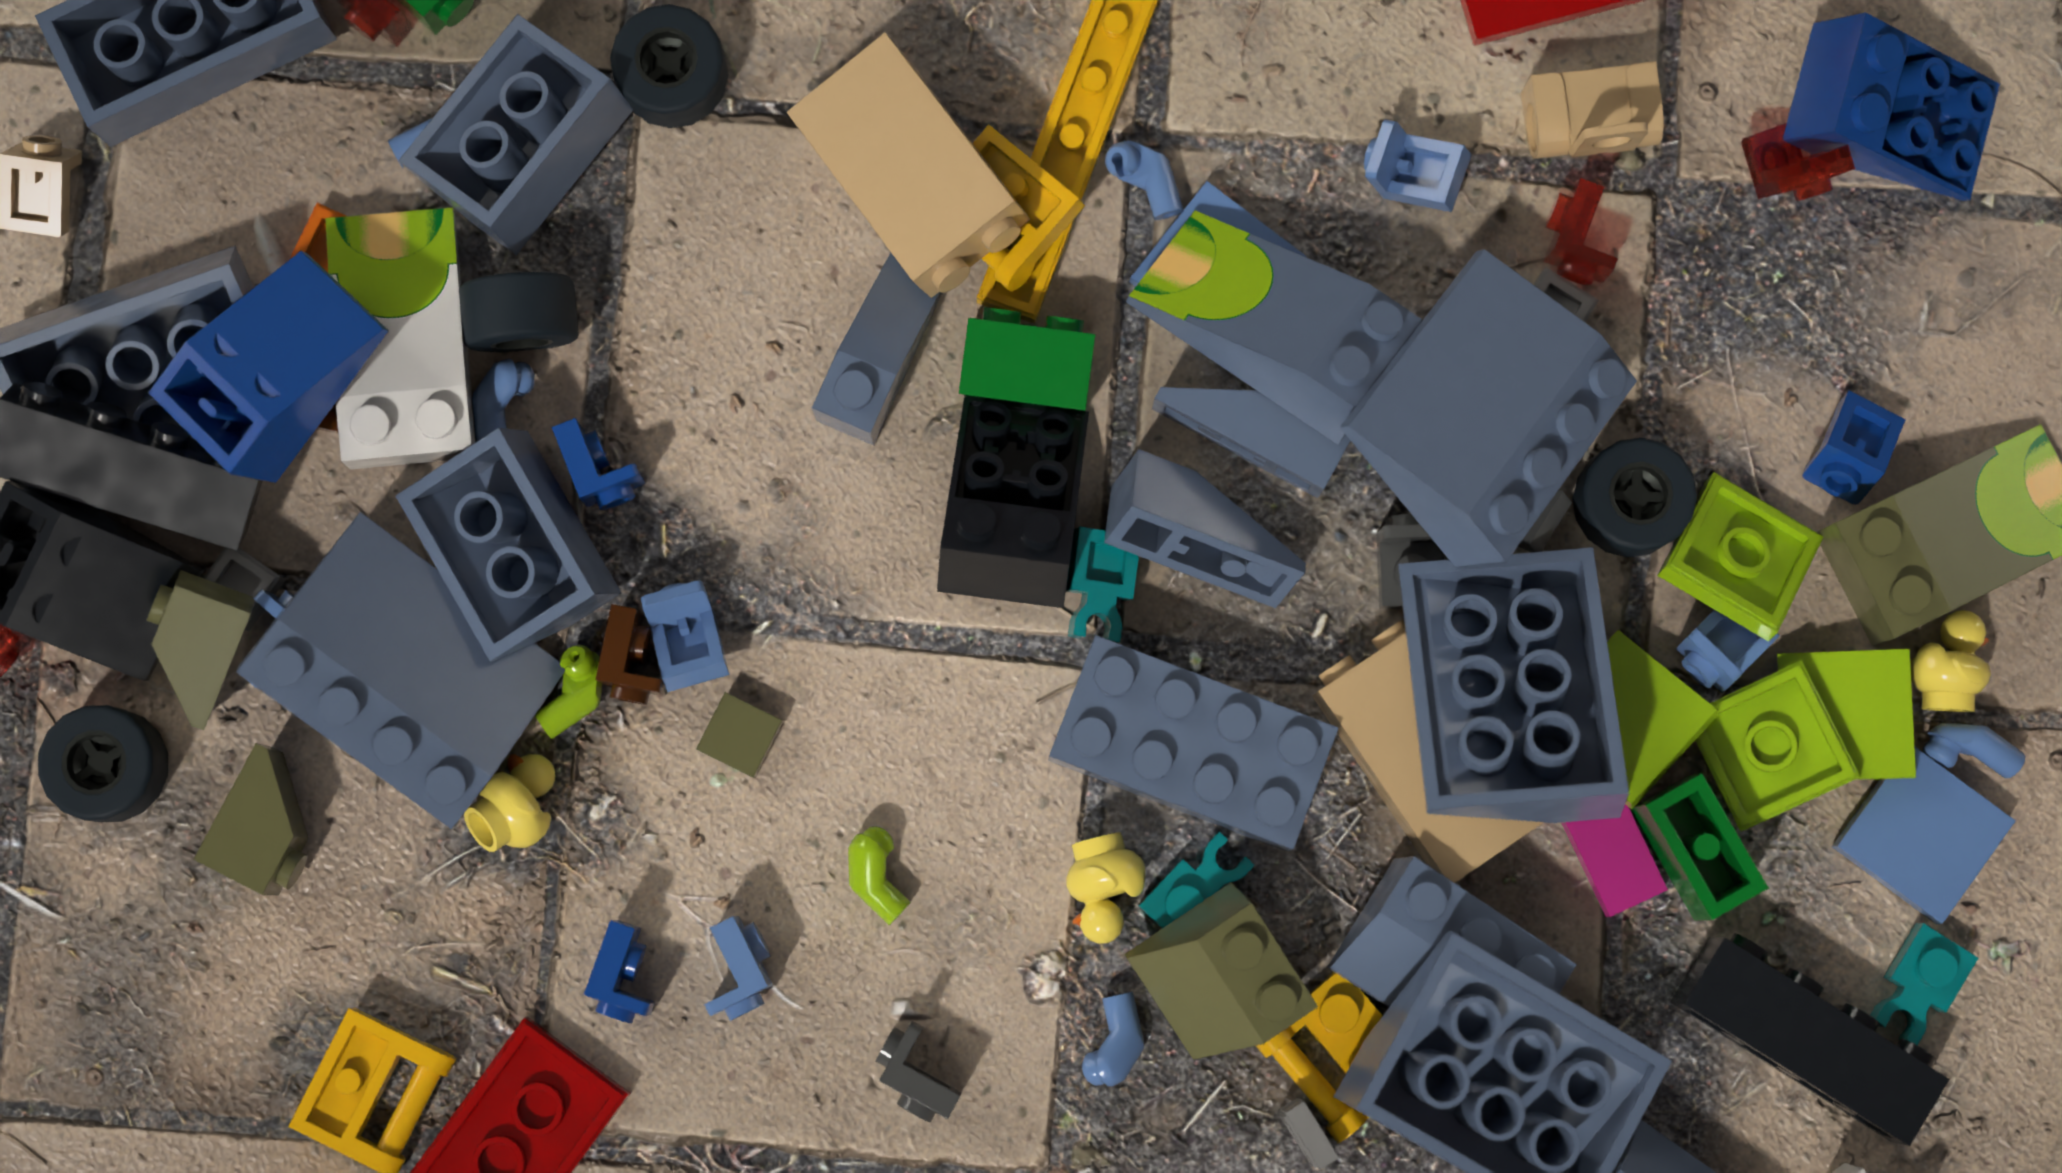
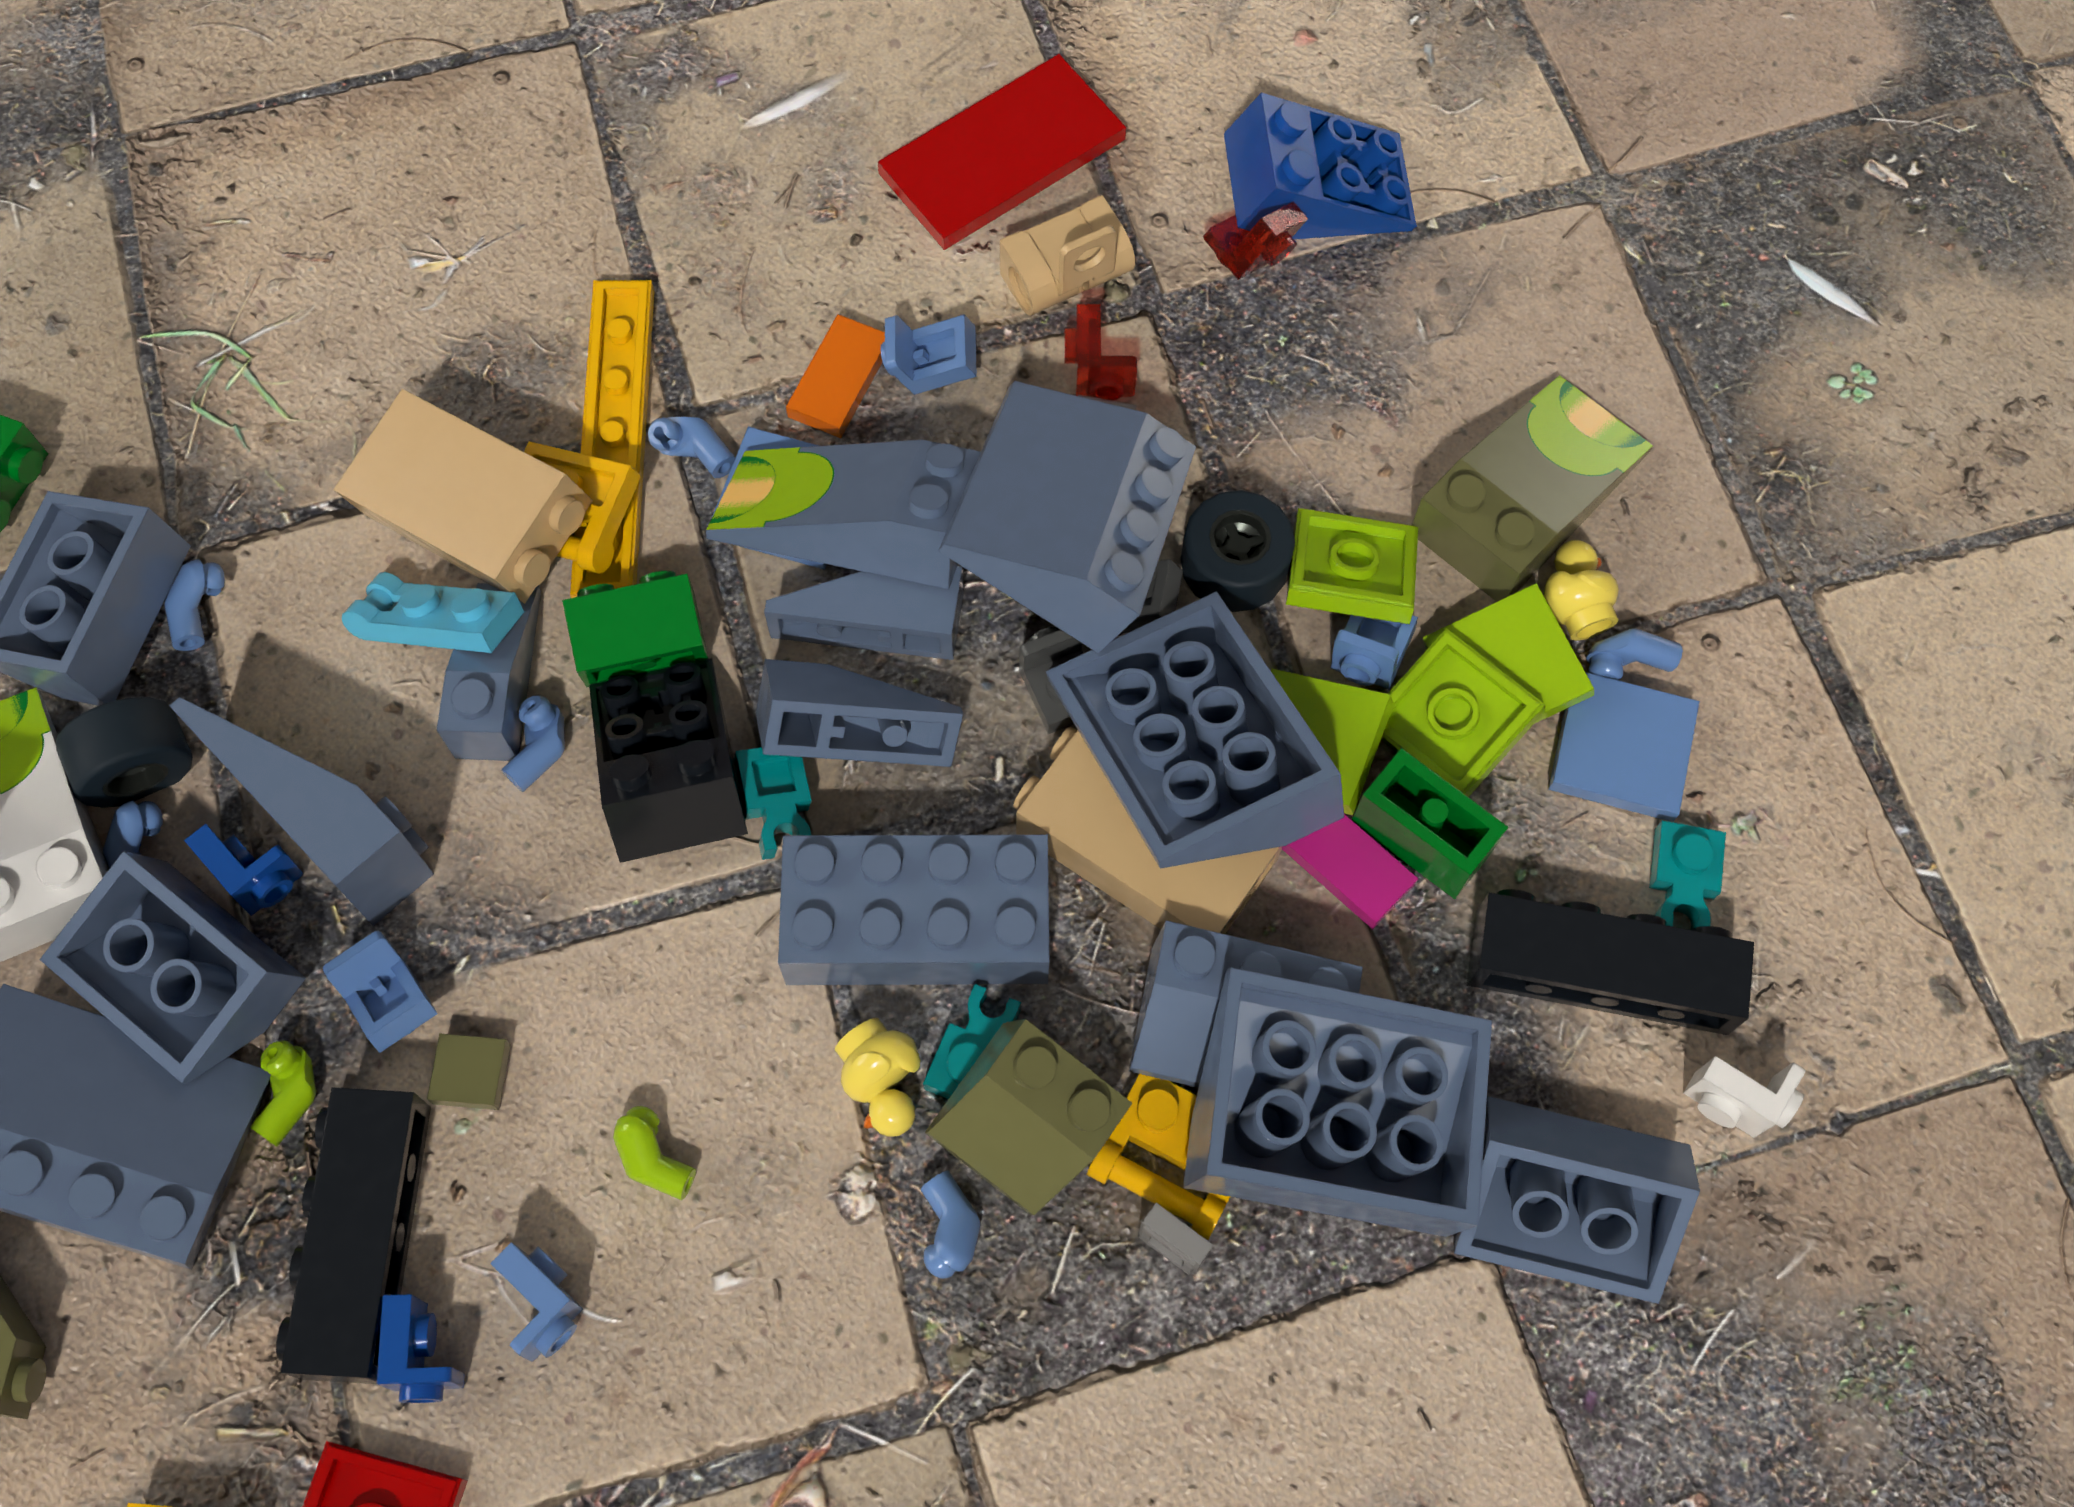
camera: 20 degrees left, 15 degrees down
(507, 805) = (247, 1226): light yellow animal -> none
(599, 851) = (354, 1233): none -> black brick
(611, 163) = (184, 599): none -> medium blue arm
(624, 645) = (319, 1029): reddish brown bracket -> none
(654, 47) = (214, 495): black wheel -> none
(694, 475) = (355, 843): none -> sand blue slope
(842, 279) = (432, 615): none -> medium azure plate
(903, 441) = (543, 741): none -> medium blue arm
(920, 1091) = (767, 1351): dark grey bracket -> none
(1315, 154) = (837, 376): none -> orange tile
(1854, 449) = (1411, 447): blue bracket -> none

